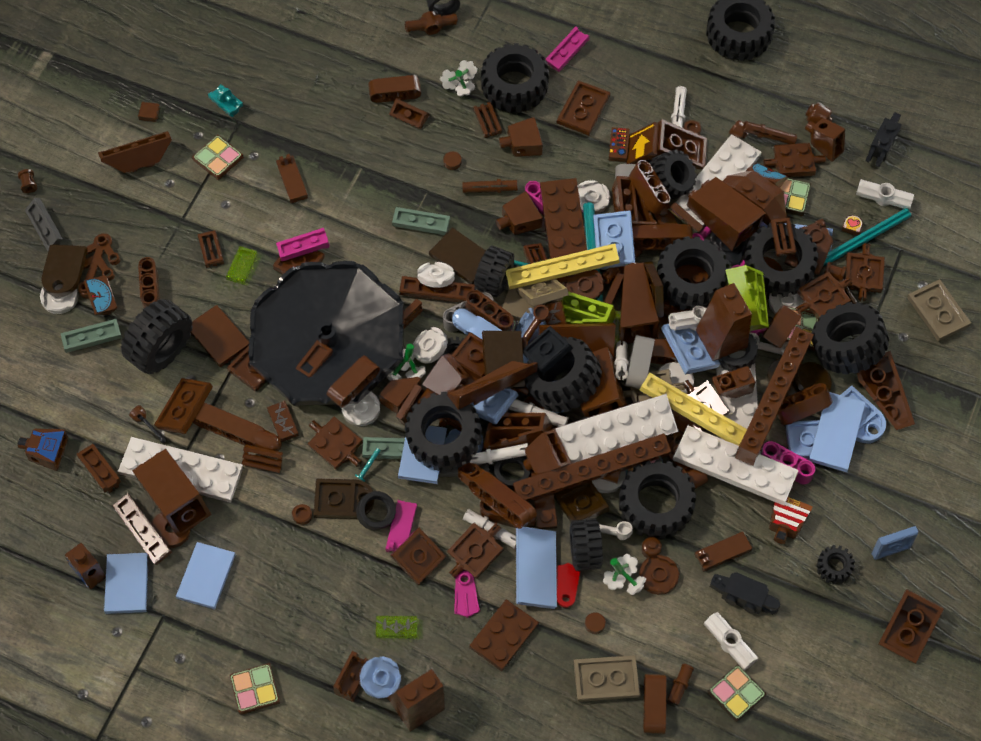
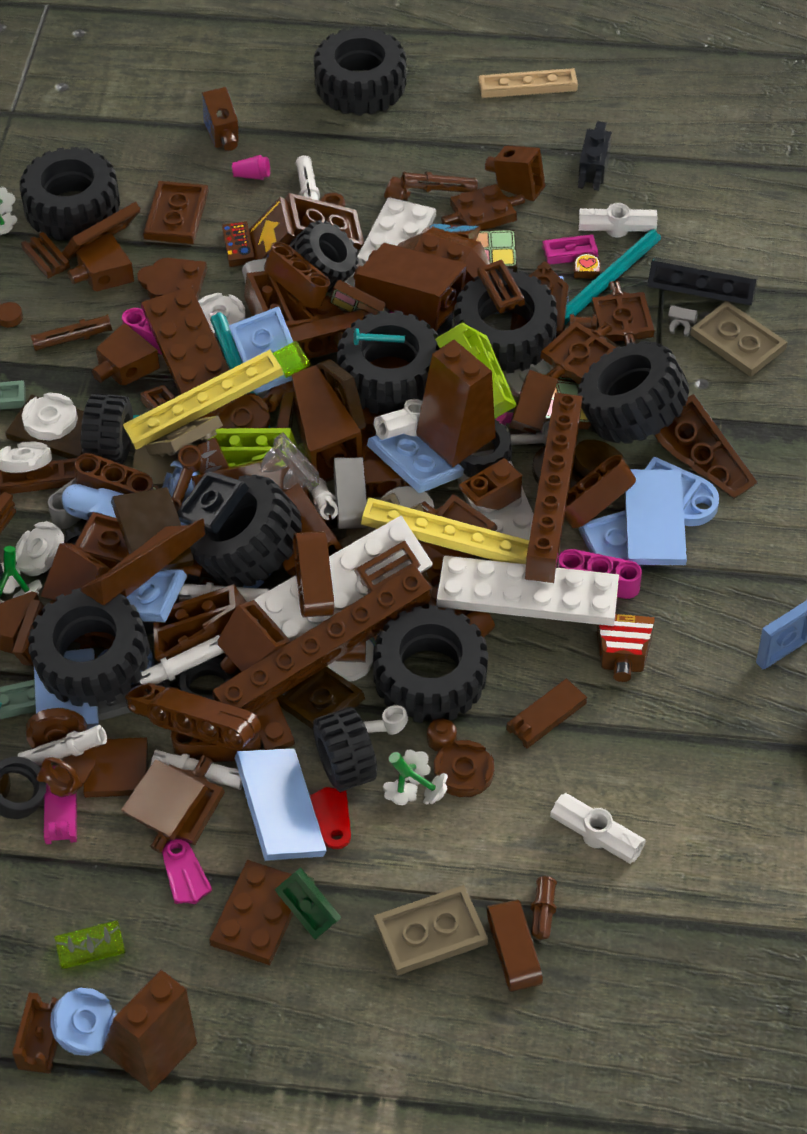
camera: 15 degrees left, 10 degrees down
(410, 480) = (53, 725): none -> reddish brown tile
(410, 511) = (69, 774): none -> reddish brown piece
(417, 492) = (72, 744): none -> white pin
(418, 556) = (97, 834): reddish brown tile -> none
(441, 512) = (117, 767): none -> reddish brown tile
(460, 248) = (49, 416): none -> white tile
(465, 545) = (164, 799): none -> tile
(528, 114) = (112, 224): none -> reddish brown tile
(535, 640) = (307, 903): none -> dark green tile
(567, 49) = (133, 148): dark pink hinge -> none
(568, 161) = (172, 275): none -> reddish brown plate
(595, 623) = (390, 858): reddish brown tile -> none
(597, 423) = (313, 574): none -> reddish brown beam
(611, 336) = (285, 455): none -> clear tile
(627, 253) = (291, 359): none -> clear neon green tile
(630, 433) = (367, 580): none -> reddish brown tile
(632, 43) = (221, 129): none -> reddish brown torso
(645, 86) = (253, 168): none -> dark pink cone
(686, 257) = (376, 337): none -> teal pin
(737, 693) = (629, 898): tile -> none
(745, 593) = (598, 758): black hinge -> none
(817, 112) = (494, 144): reddish brown head -> none
(837, 553) = (707, 701): black tyre -> none
(844, 210) = (568, 249): none -> dark pink tile
(857, 63) = (528, 83): none -> tan tile
(905, 284) = (683, 317): none -> light grey tile
(928, 260) = (702, 281): none -> black brick

